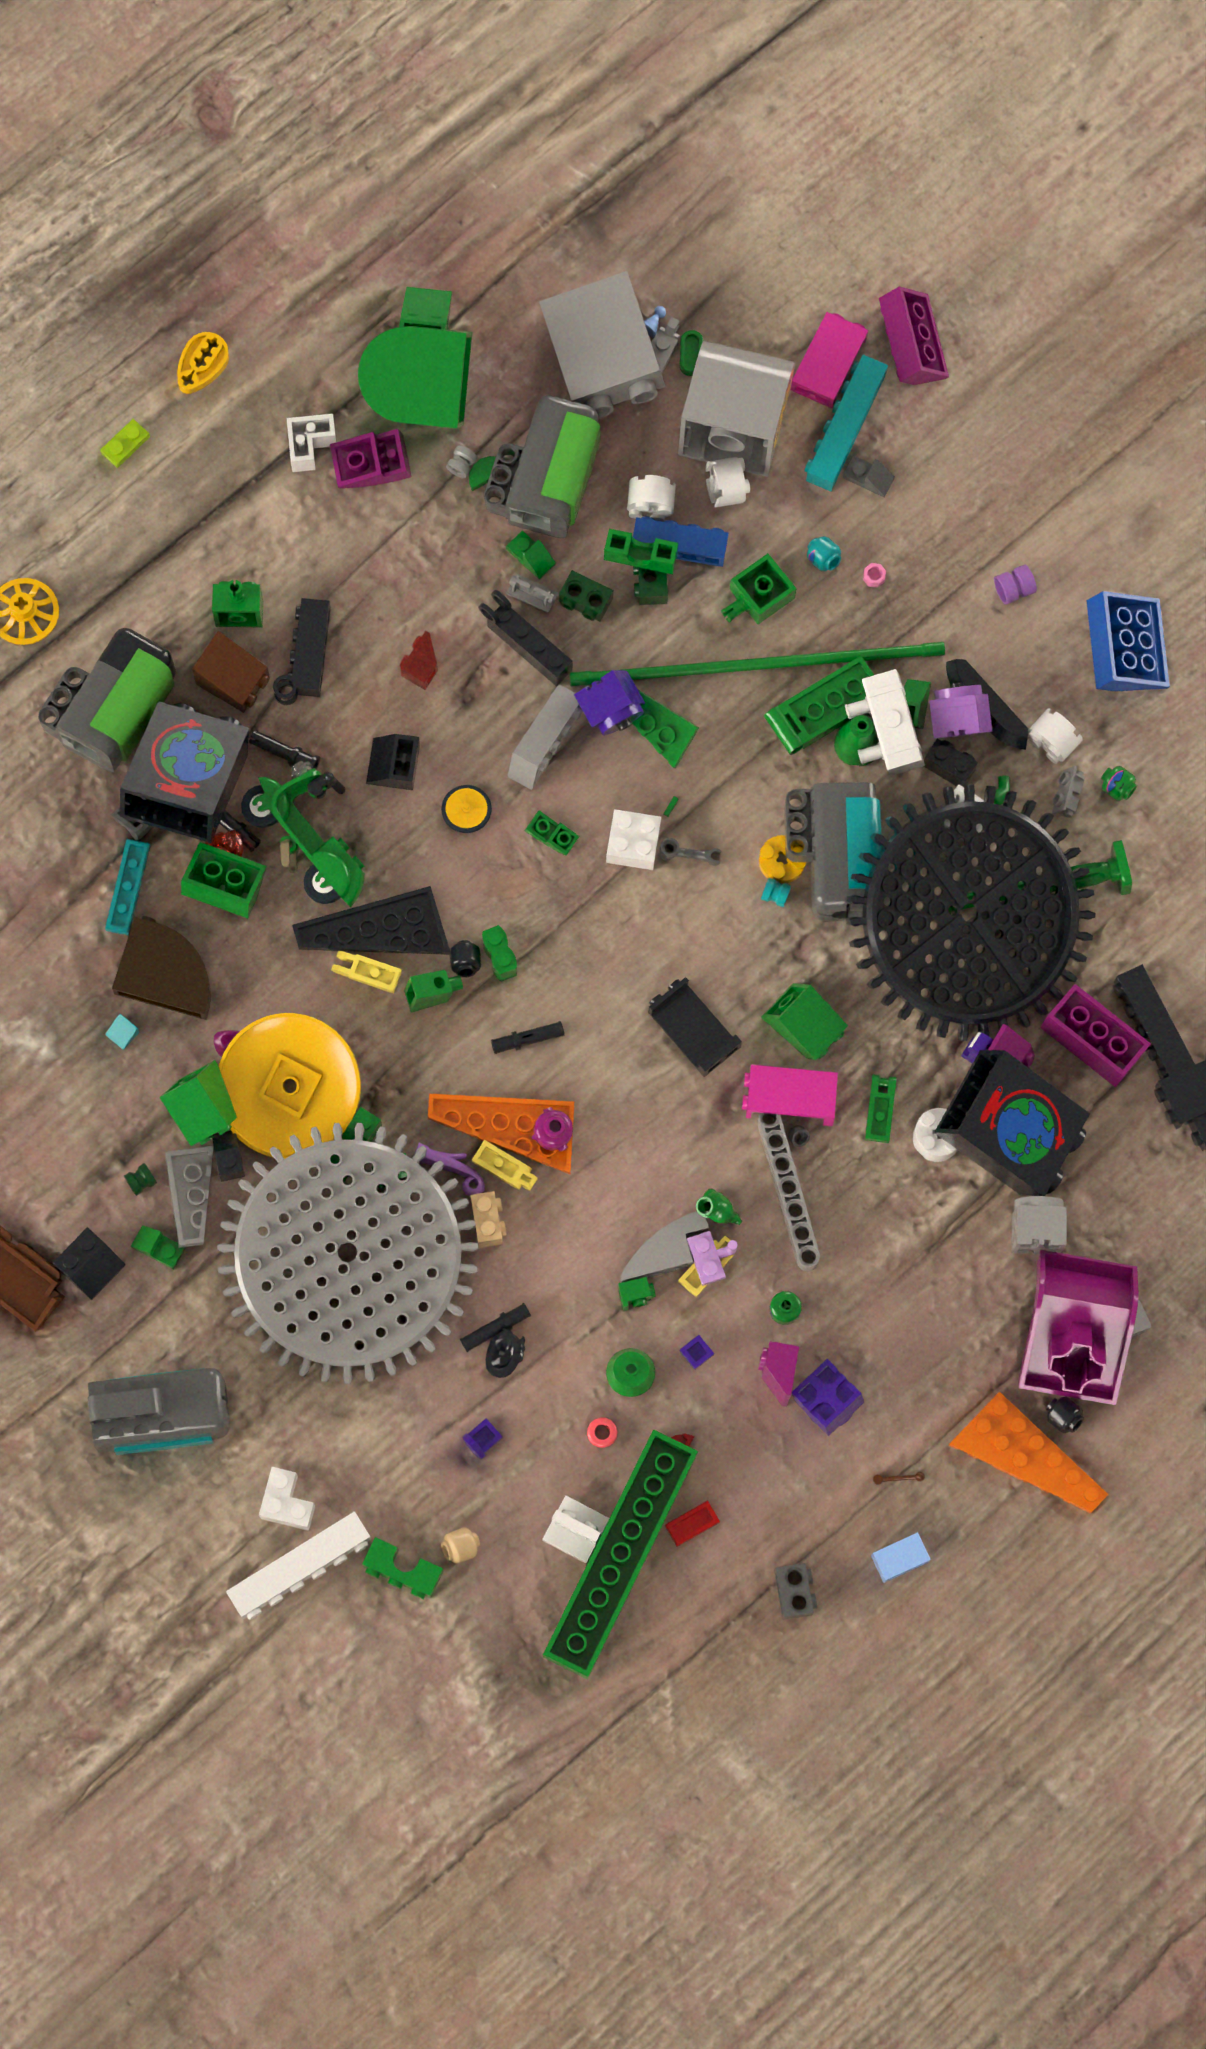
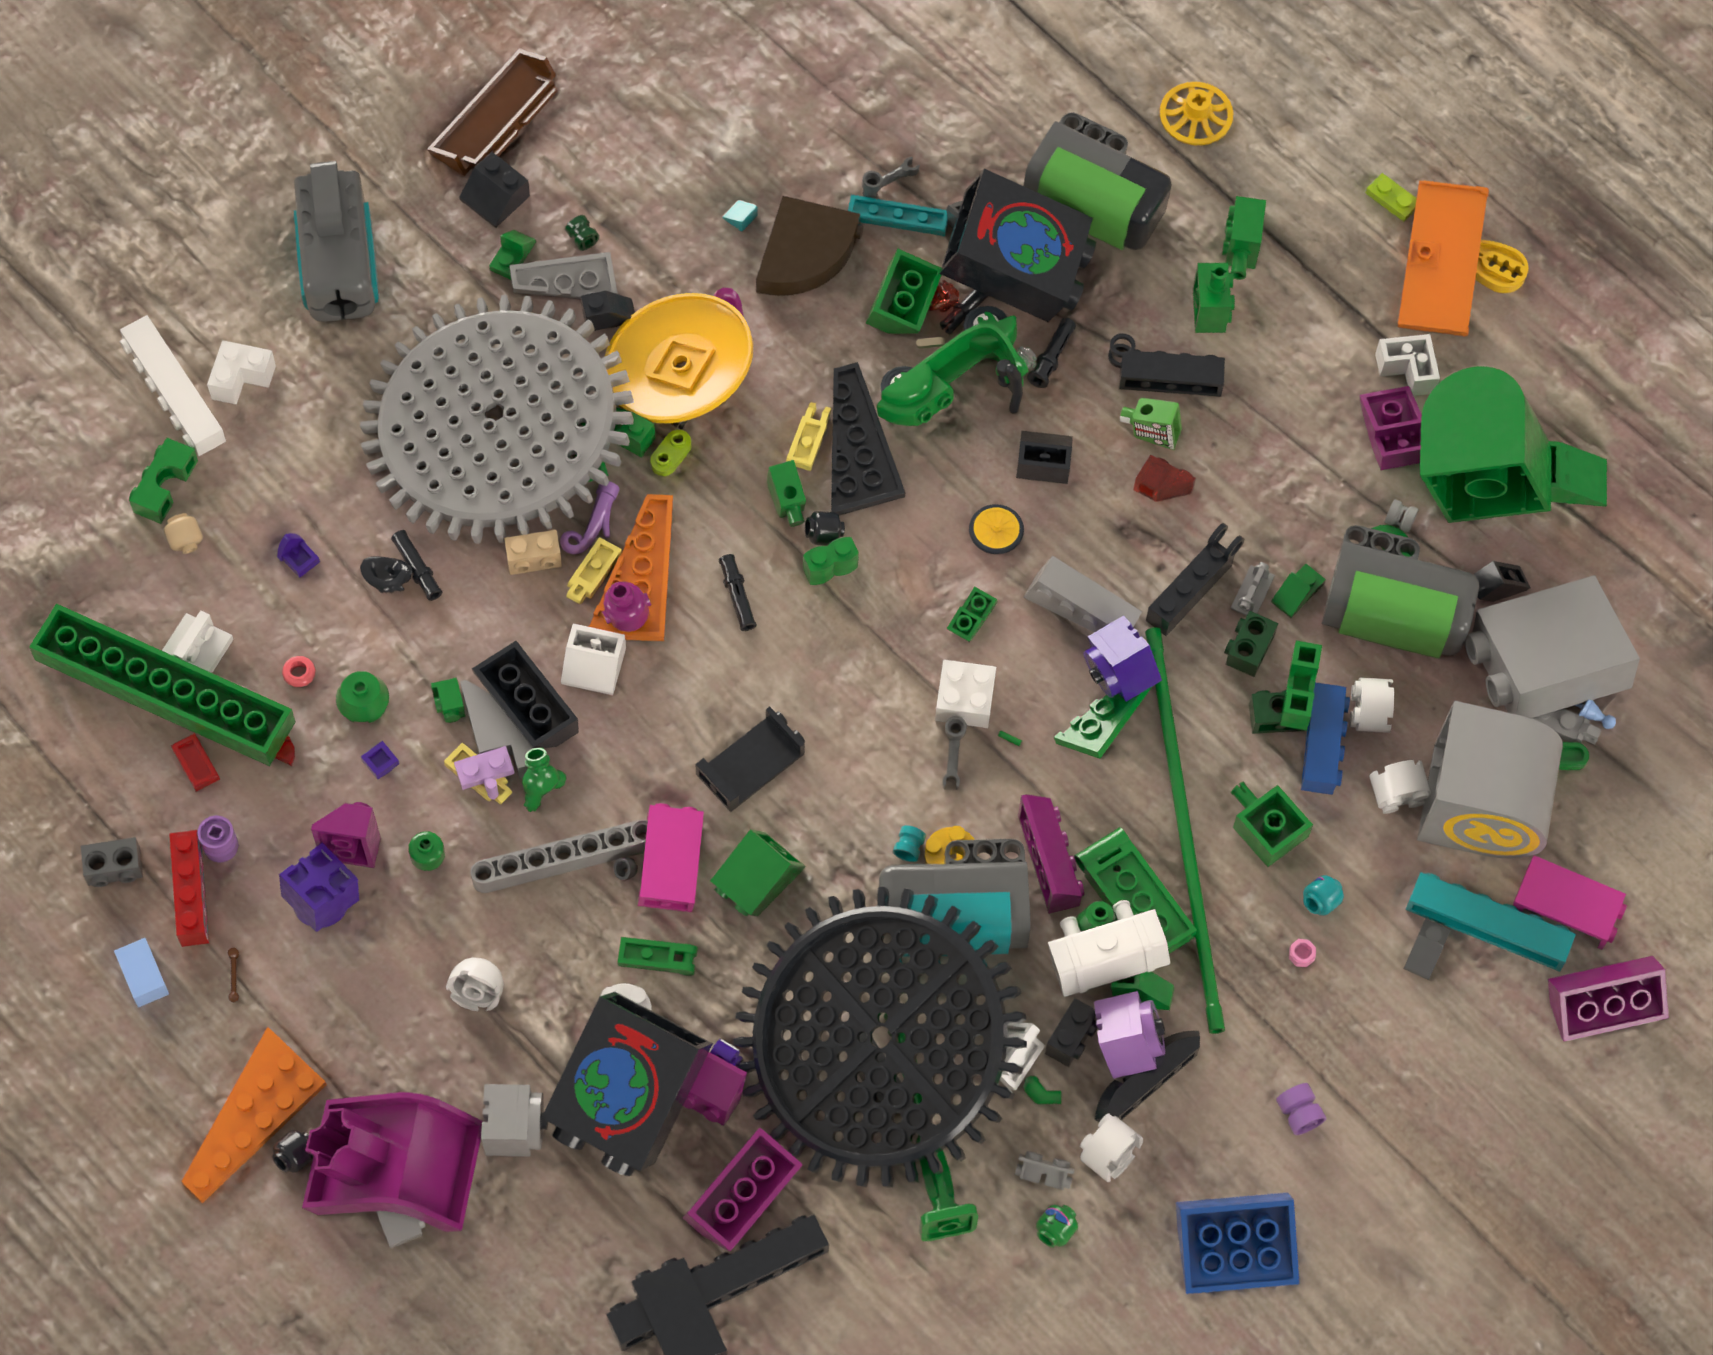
camera: 90 degrees right, 10 degrees down
(94, 902) = (873, 181): none -> dark grey brick
(172, 572) = (1243, 234): none -> green brick
(195, 404) = (1443, 258): none -> orange door
(200, 1104) = (657, 277): green slope -> none
(230, 673) = (1136, 293): reddish brown slope -> none
(365, 655) = (1154, 421): none -> bright green torso
(379, 1096) = (672, 451): none -> lime plate
(527, 385) = (1500, 581): none -> black slope
(598, 1163) = (593, 659): none -> white slope
(638, 1220) = (527, 697): none -> black slope
(774, 1494) = (218, 839): none -> medium lavender wheel
(784, 775) = (1049, 853): none -> magenta slope
(821, 1519) = (189, 888): none -> red brick
(909, 1260) = (475, 984): none -> white cylinder

